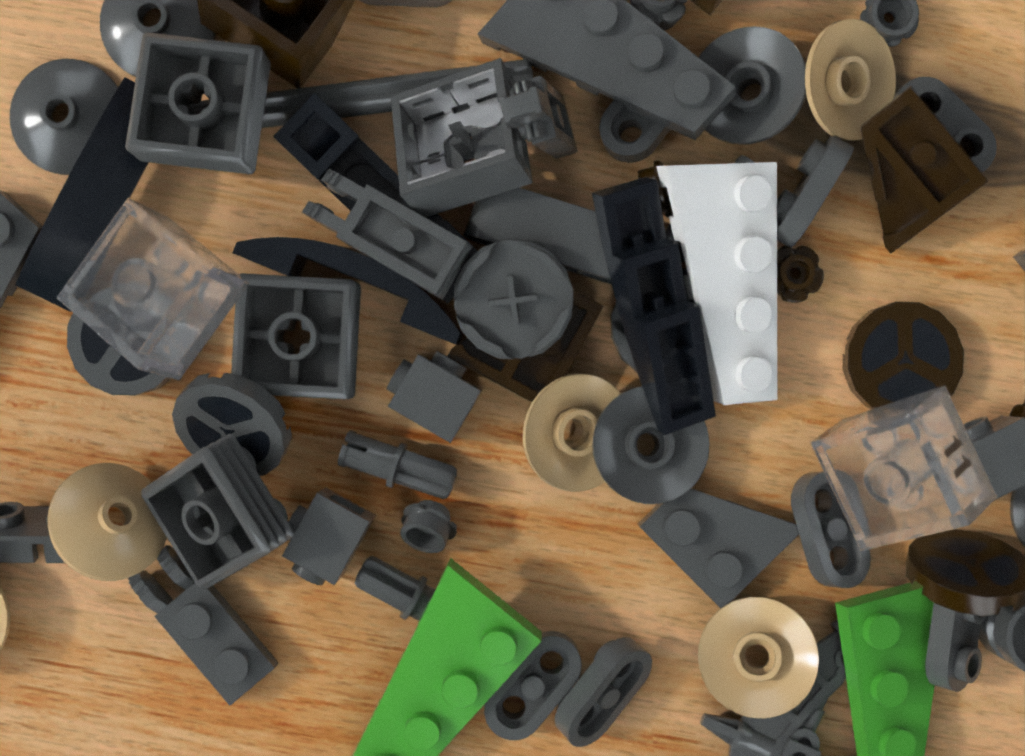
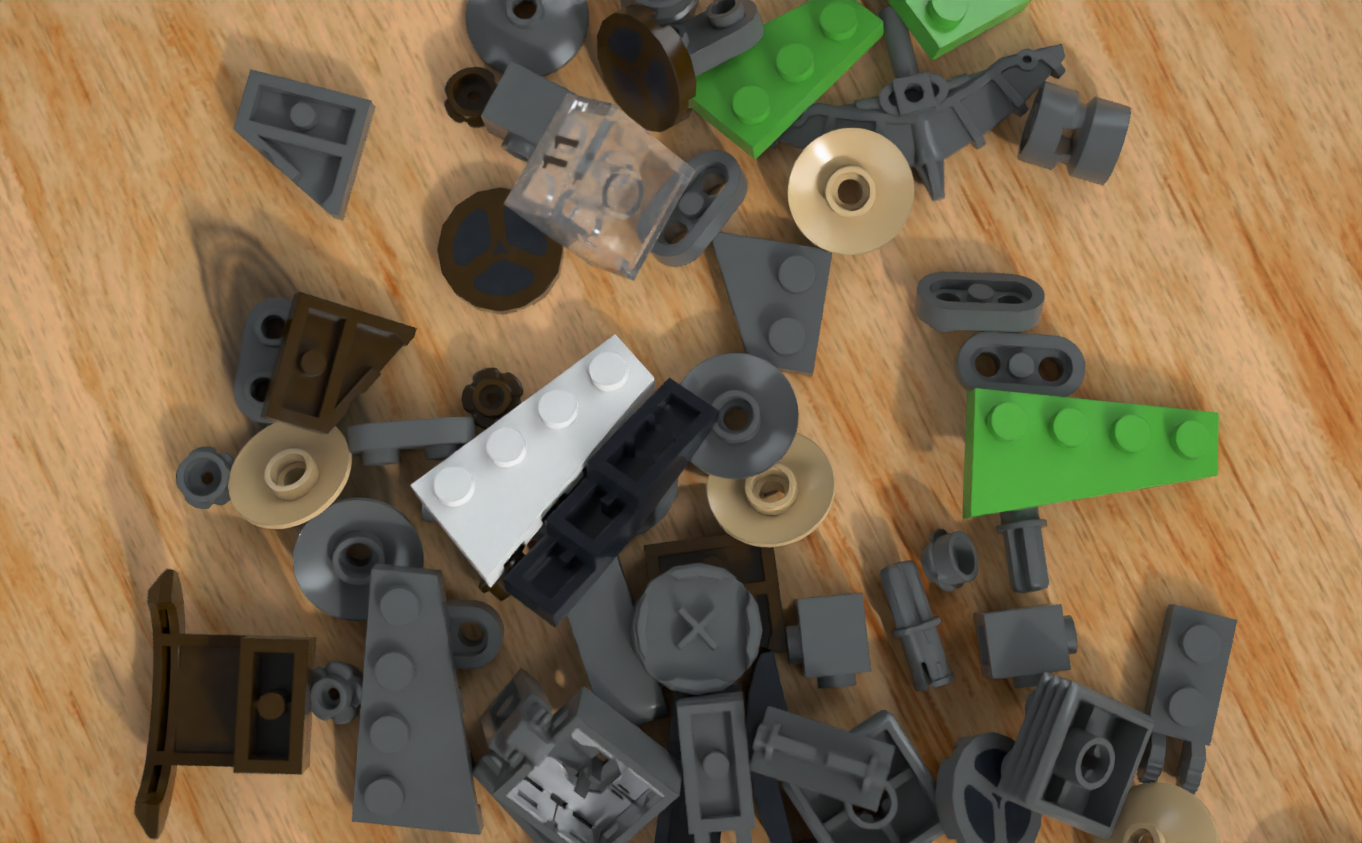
camera: 125 degrees left, 5 degrees down
(350, 322) = (821, 758): none -> dark grey hinge

